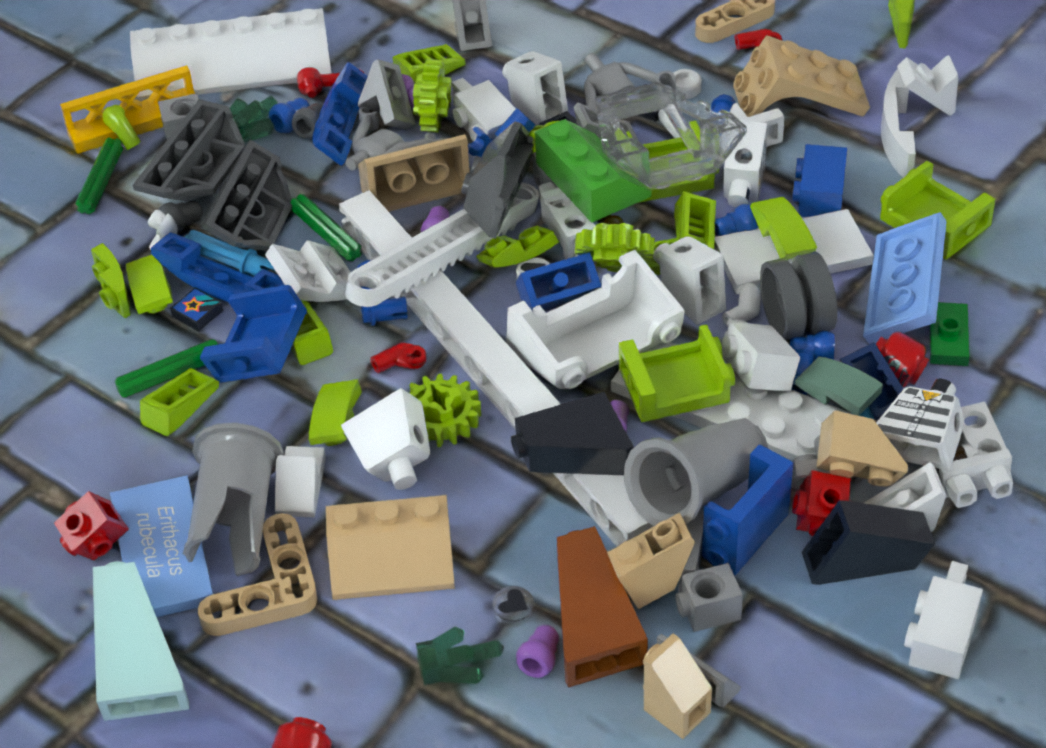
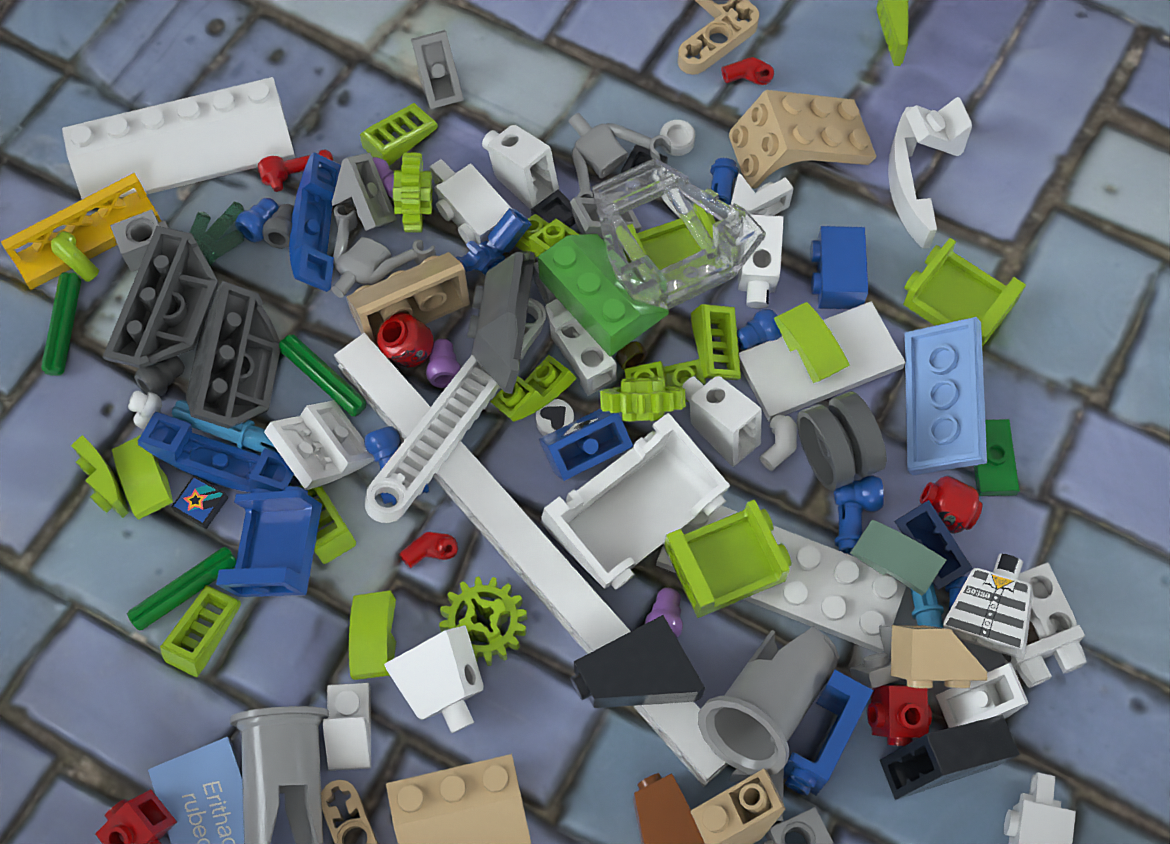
camera: 10 degrees left, 20 degrees up
(406, 200) = (405, 340): none -> red head
(759, 356) = (809, 521): white hinge -> none

